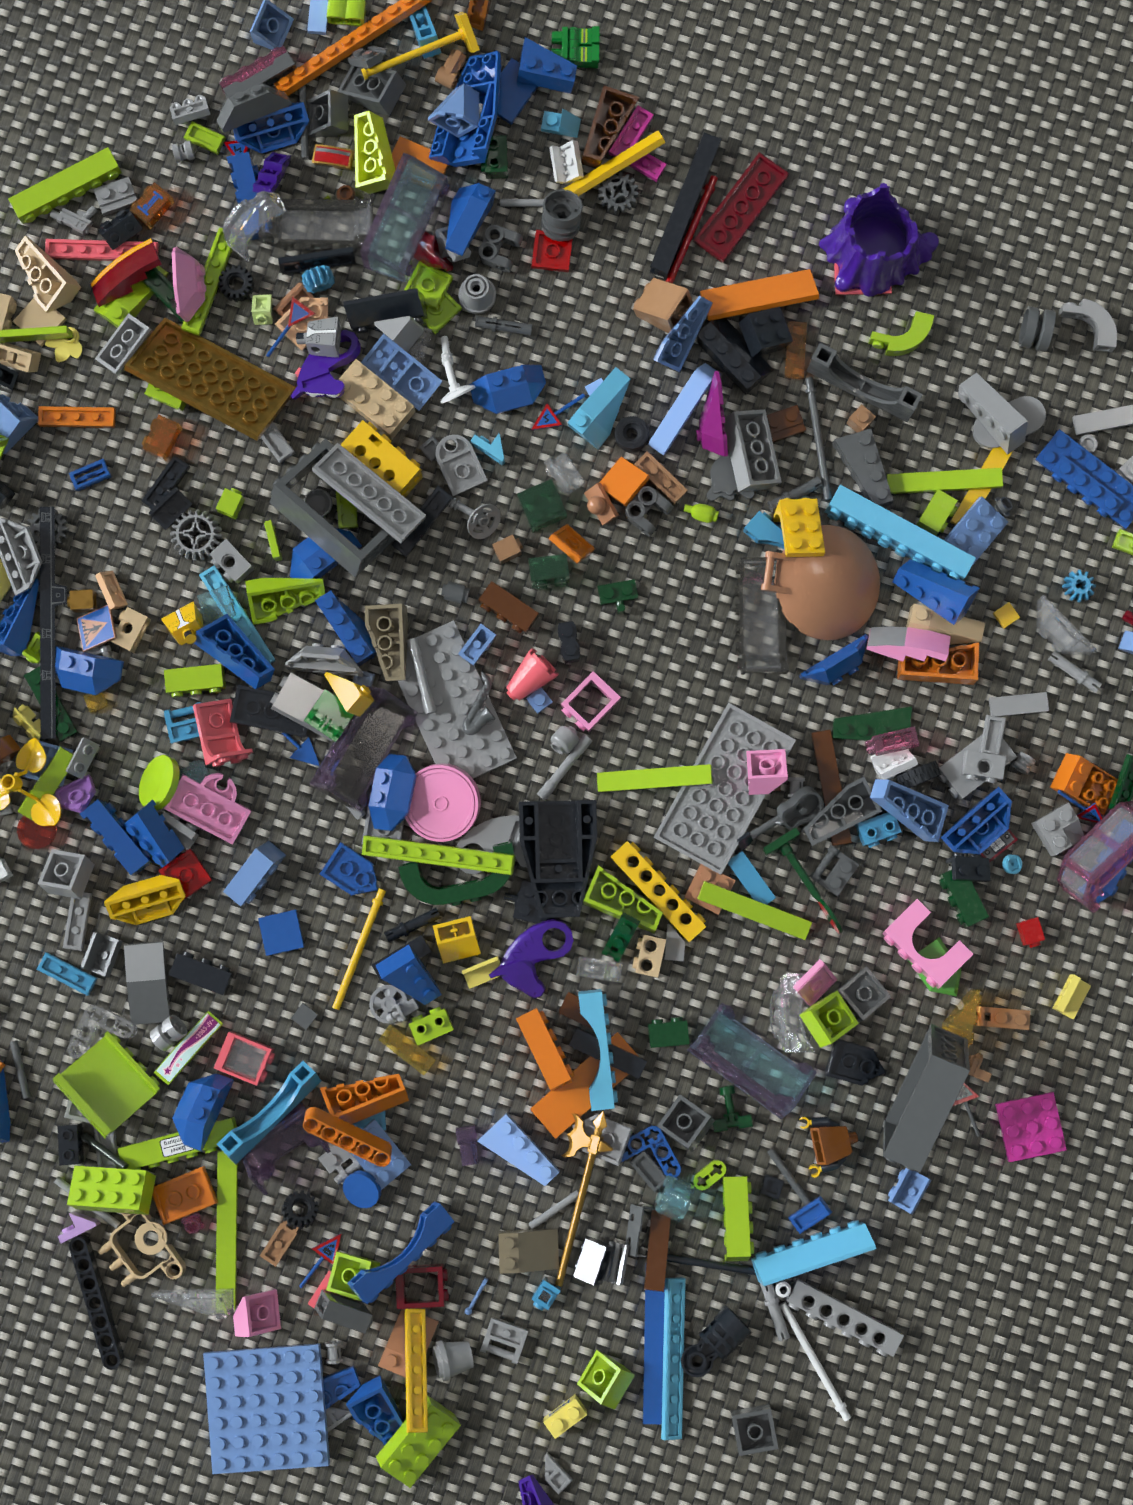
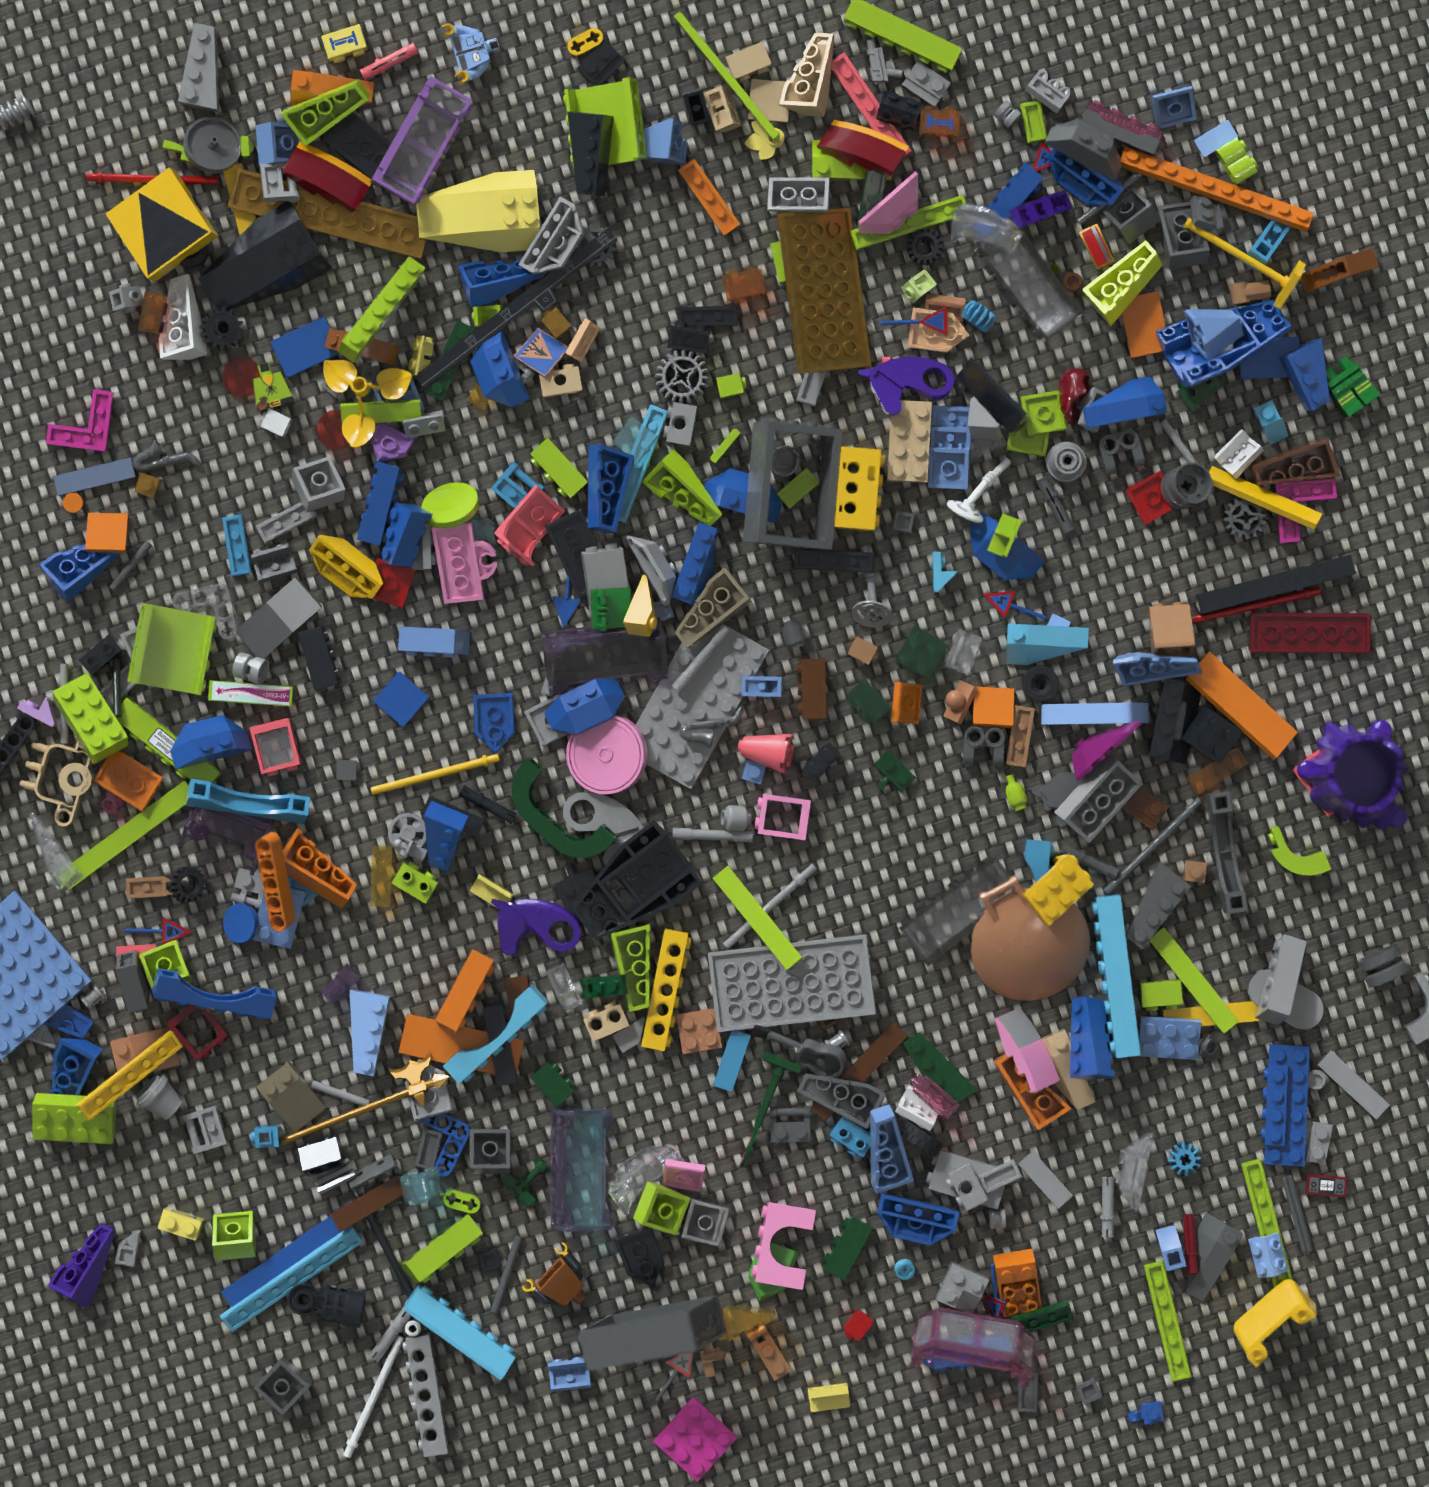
camera: 55 degrees right, 5 degrees up
(93, 481) = (682, 254): blue tile -> none
(184, 623) = (598, 425): yellow torso -> none
(257, 1314) = (77, 912): bright pink slope -> none
(305, 262) = (995, 302): black tile -> none
(322, 337) = (929, 359): light grey torso -> none
(369, 493) = (821, 503): light grey plate -> none
(403, 218) = (1083, 354): windscreen -> none
(438, 854) = (561, 784): lime tile -> none
(456, 939) = (502, 850): yellow slope -> none
(460, 465) = (905, 557): light grey tile -> none
(468, 1310) = (207, 1082): medium blue hinge -> none
(498, 375) = (1004, 535): none -> lime panel
(648, 726) = (799, 879): none -> light grey bar
(754, 910) = (708, 1081): lime tile -> none
(766, 770) = (830, 1007): bright pink slope -> none
(810, 1214) = (489, 1307): blue tile -> none
(838, 664) = (968, 1003): blue wedge -> none
(969, 868) = (873, 1236): black bracket -> none
(999, 845) = (912, 1248): tile -> none
(1006, 615) = (1115, 1115): yellow tile -> none

